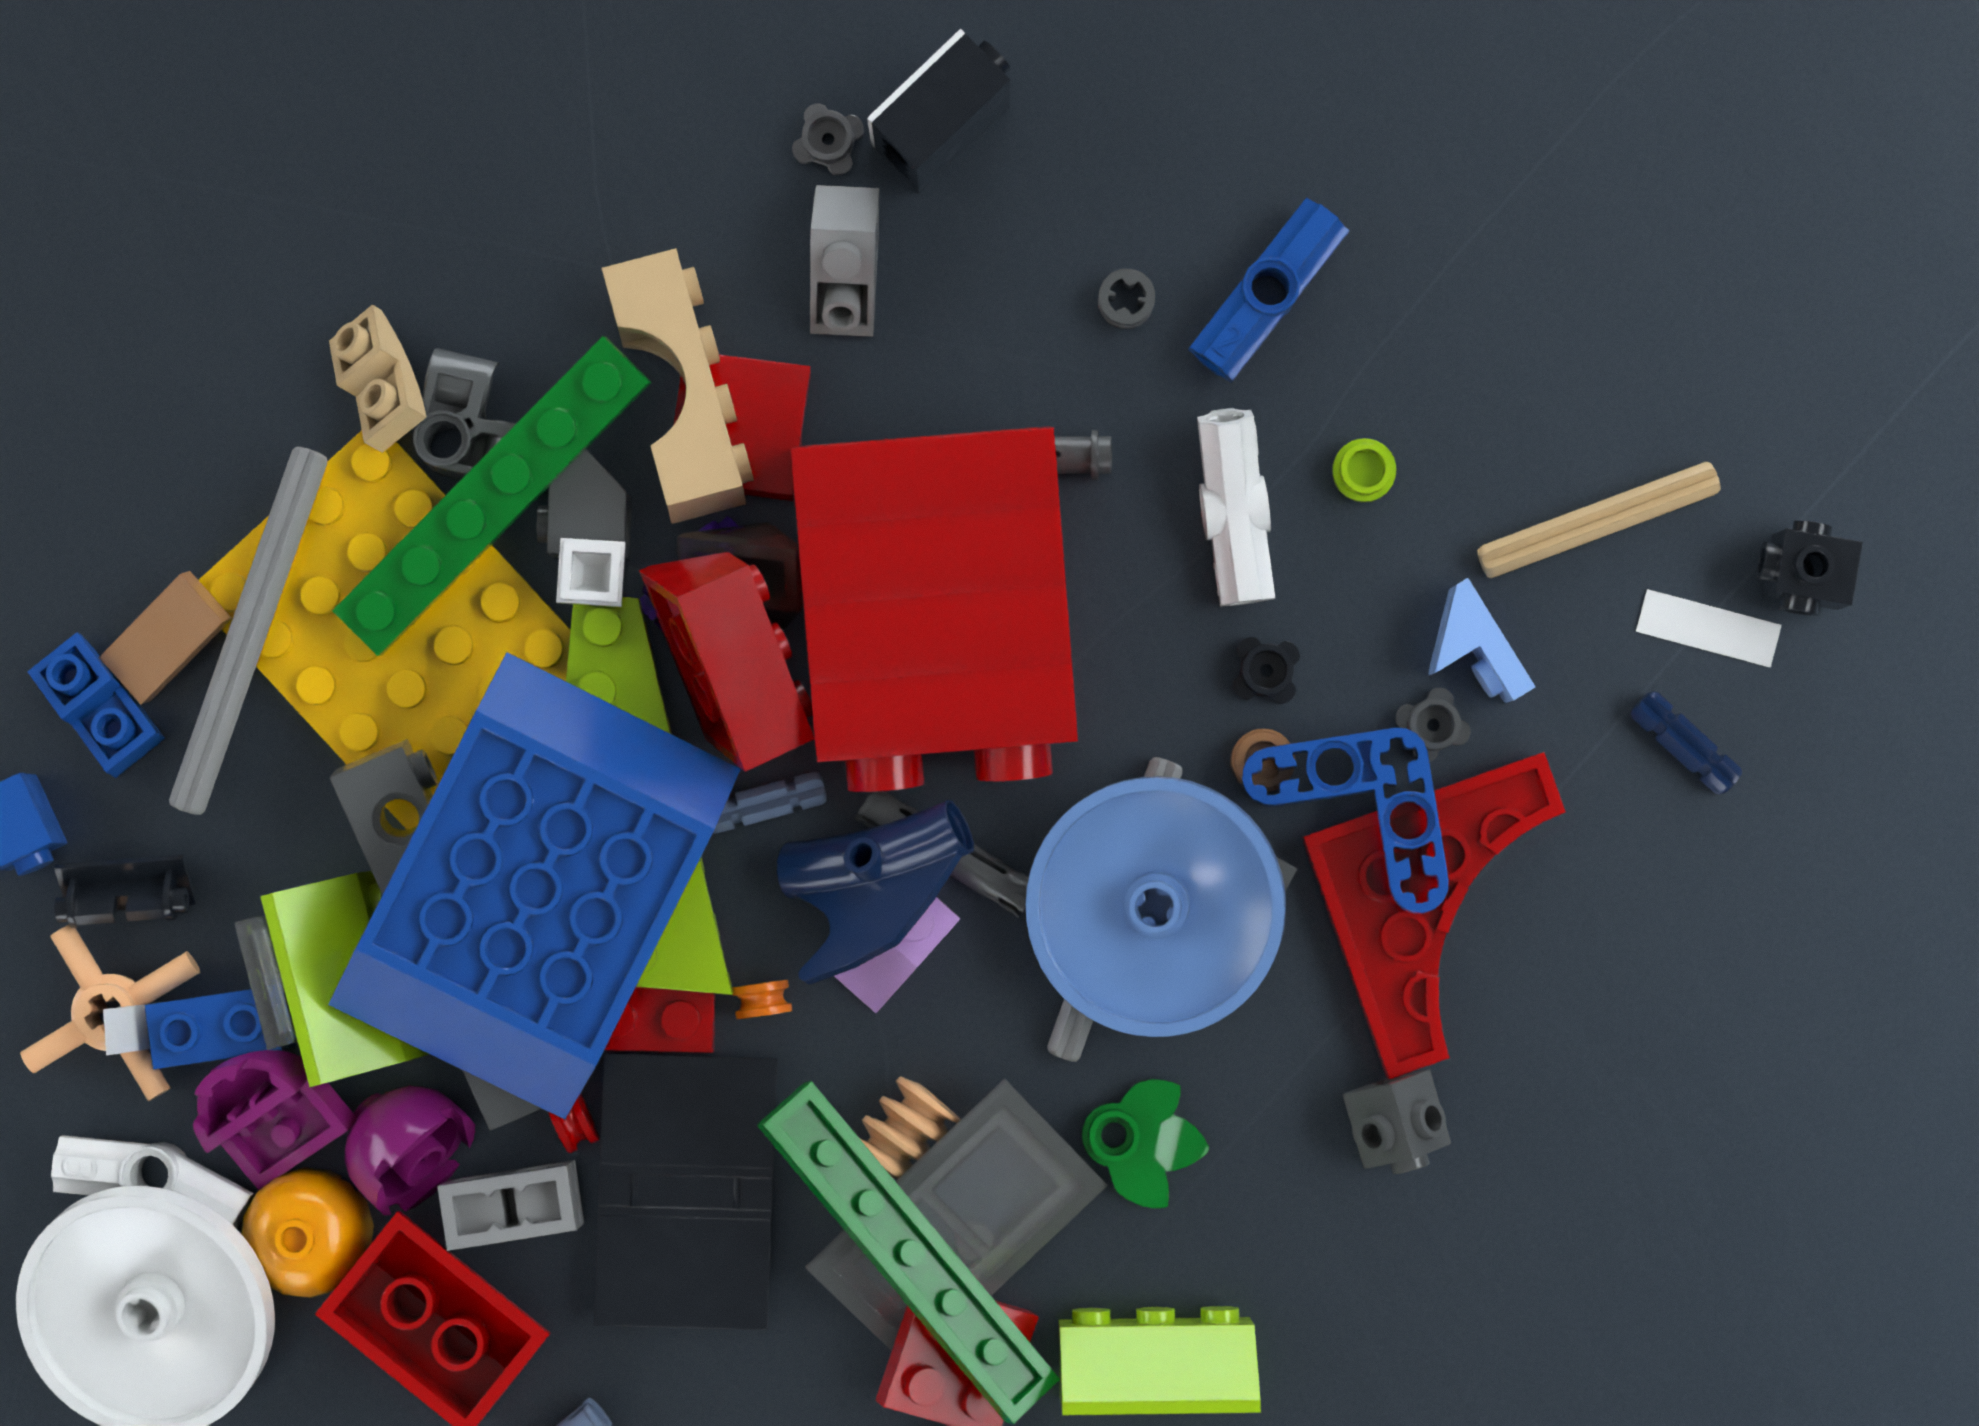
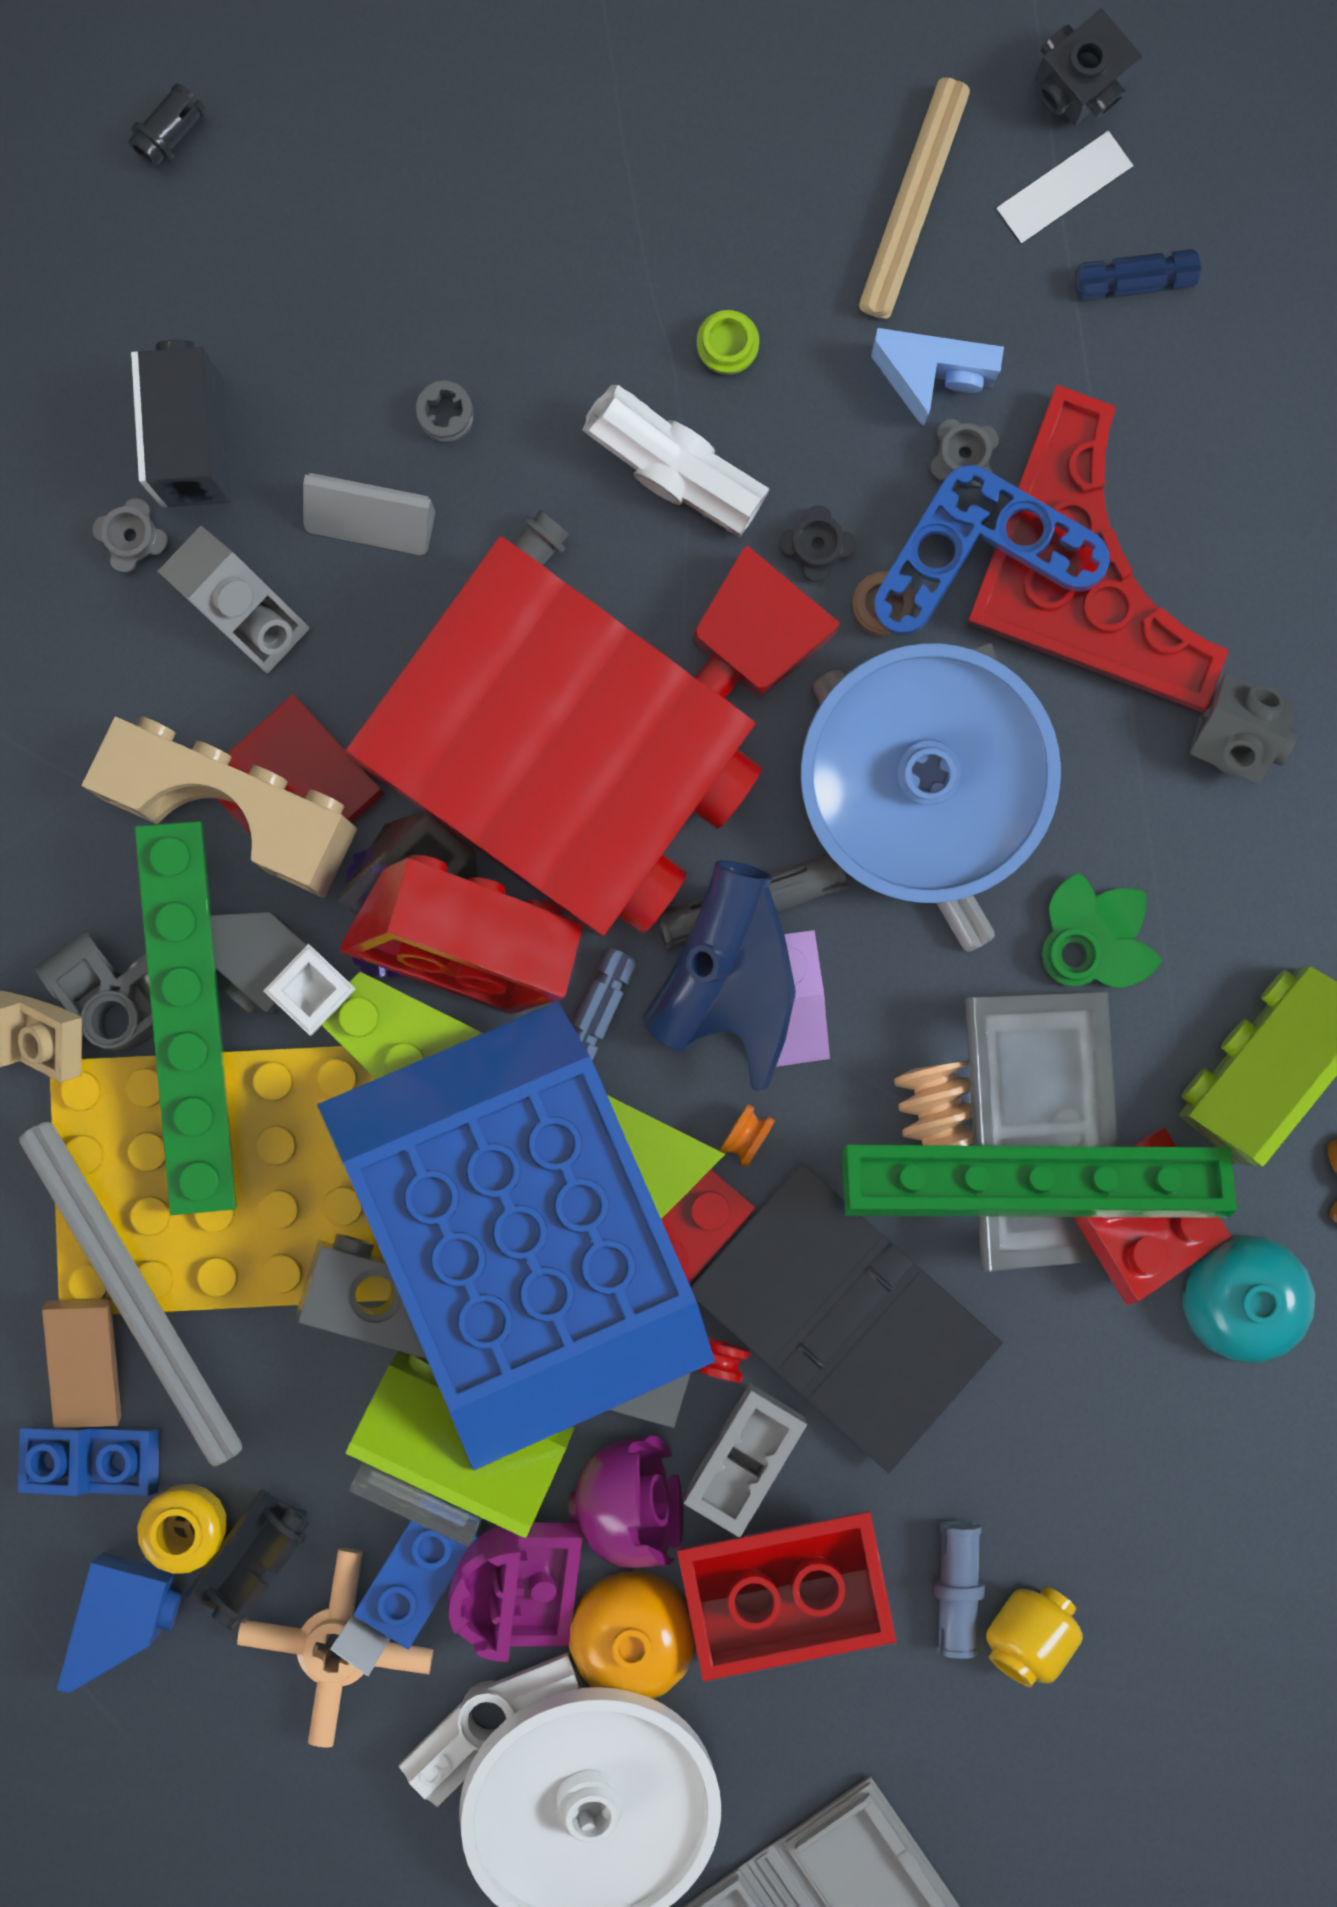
camera: 50 degrees left, 0 degrees up
(82, 814) = (161, 1534): none -> yellow head
(996, 307) = (367, 514): none -> light grey slope
(1157, 680) = (758, 629): none -> red torso
(1294, 260) = (525, 261): blue piece -> none

